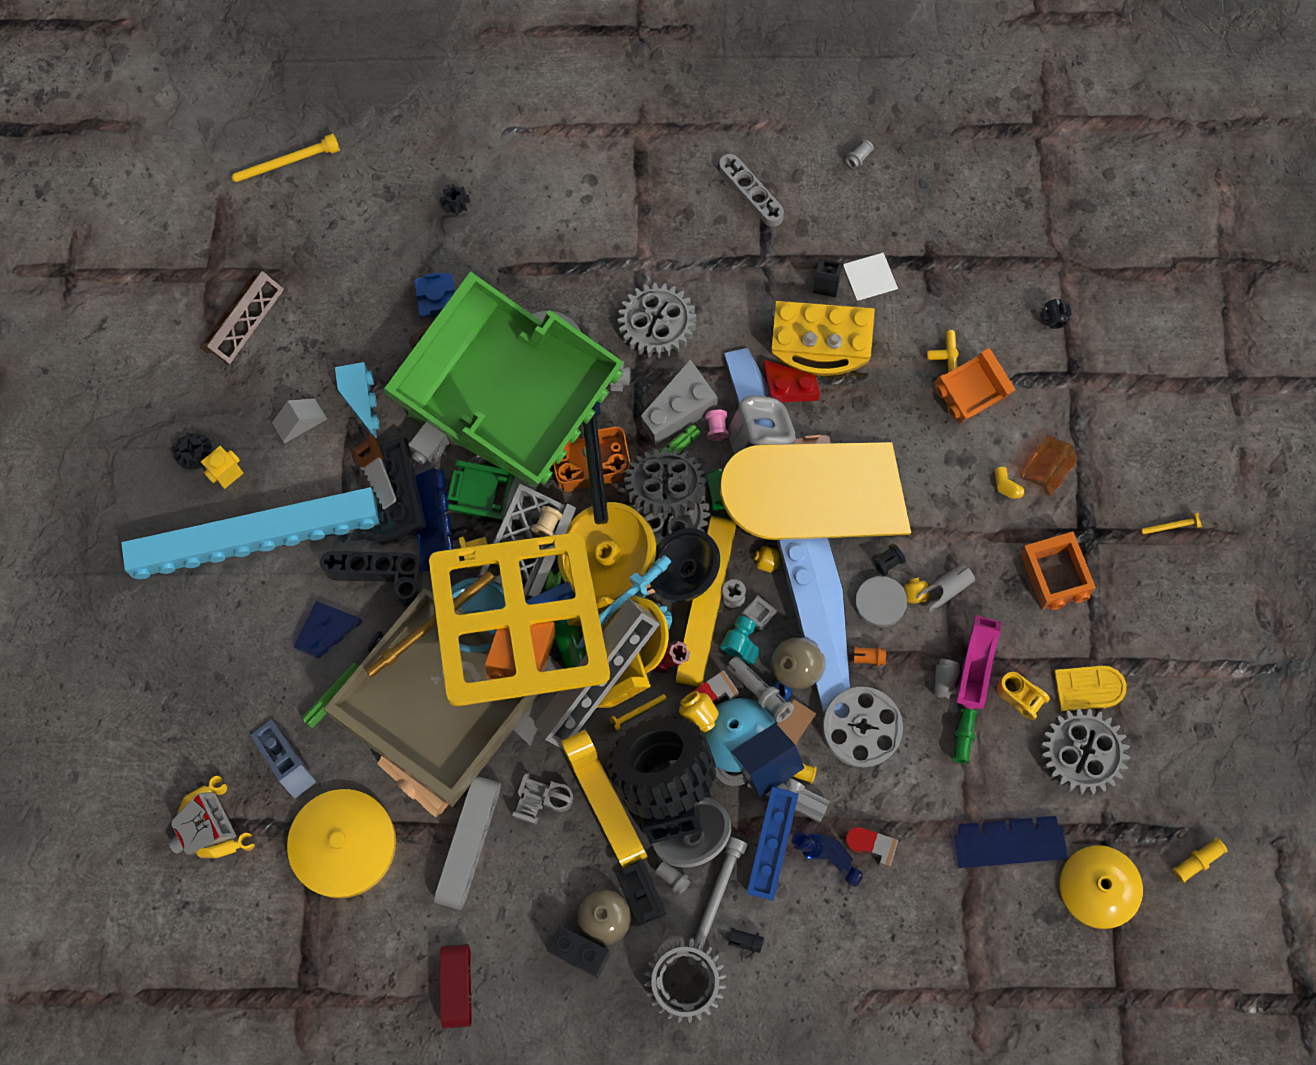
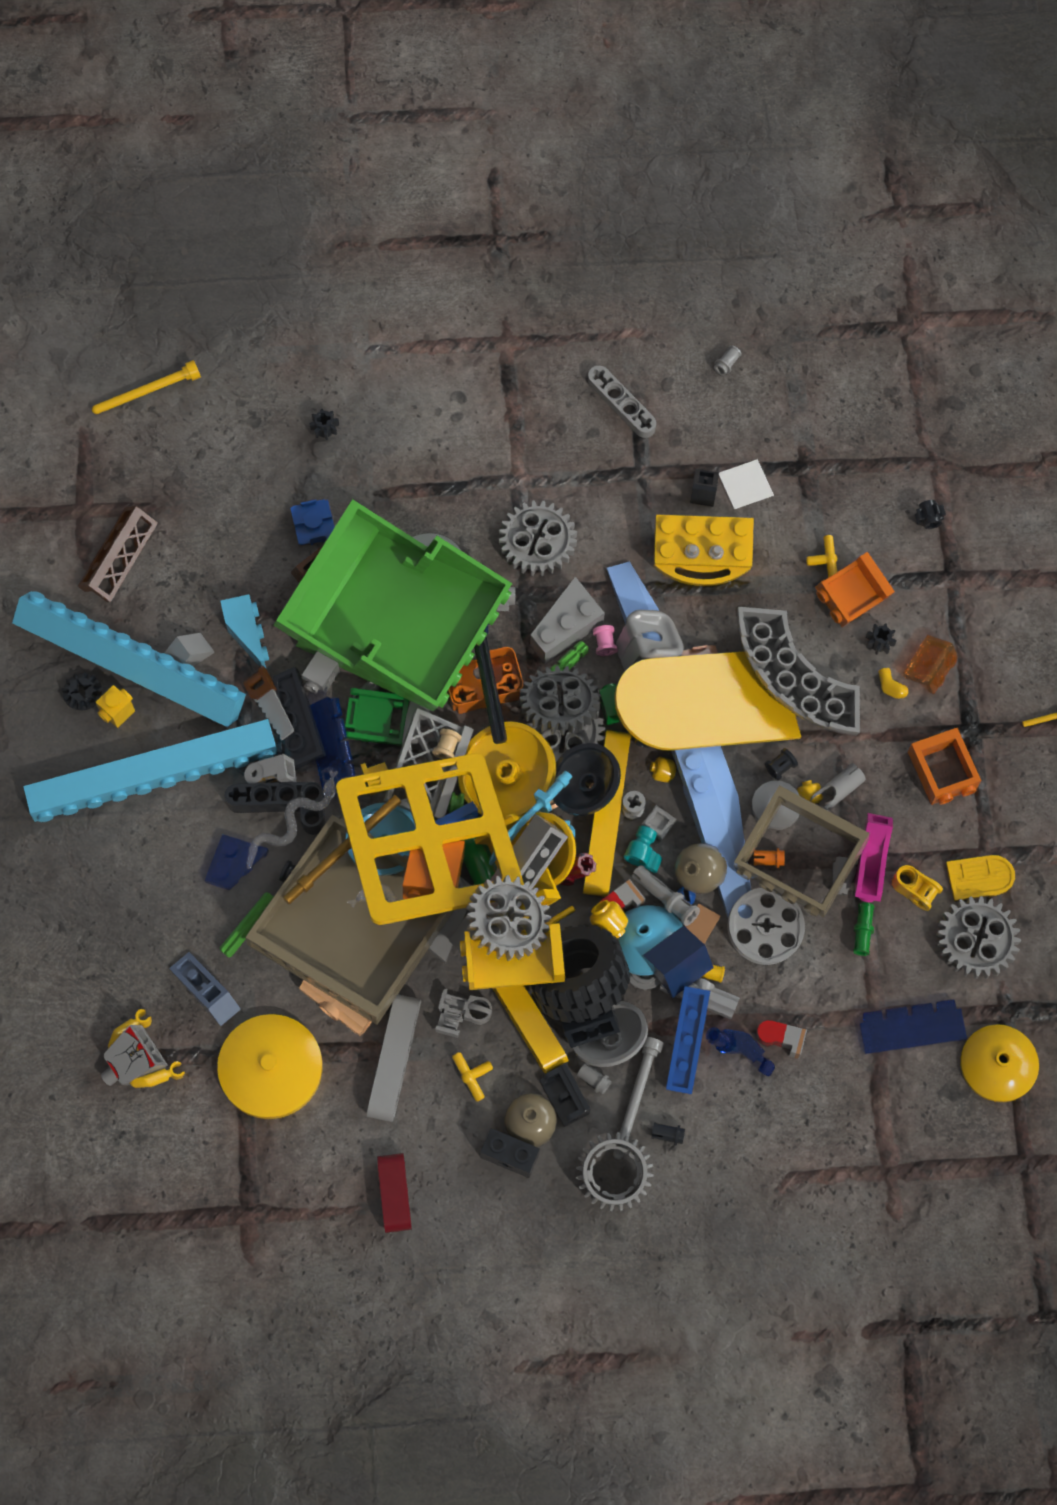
camera: 10 degrees left, 0 degrees up
(241, 420) = (129, 658): none -> medium azure brick
(370, 539) = (271, 770): none -> light grey leg
(422, 565) = (328, 792): none -> clear animal
(544, 866) = (469, 1076): none -> yellow piece
(589, 730) = (506, 895): none -> light grey gear
(591, 749) = (487, 971): none -> yellow panel
(790, 384) = (674, 596): red wing -> none
(905, 472) = (791, 677): none -> light grey brick
(926, 617) = (818, 815): none -> dark tan window
(999, 430) = (881, 632): none -> black gear

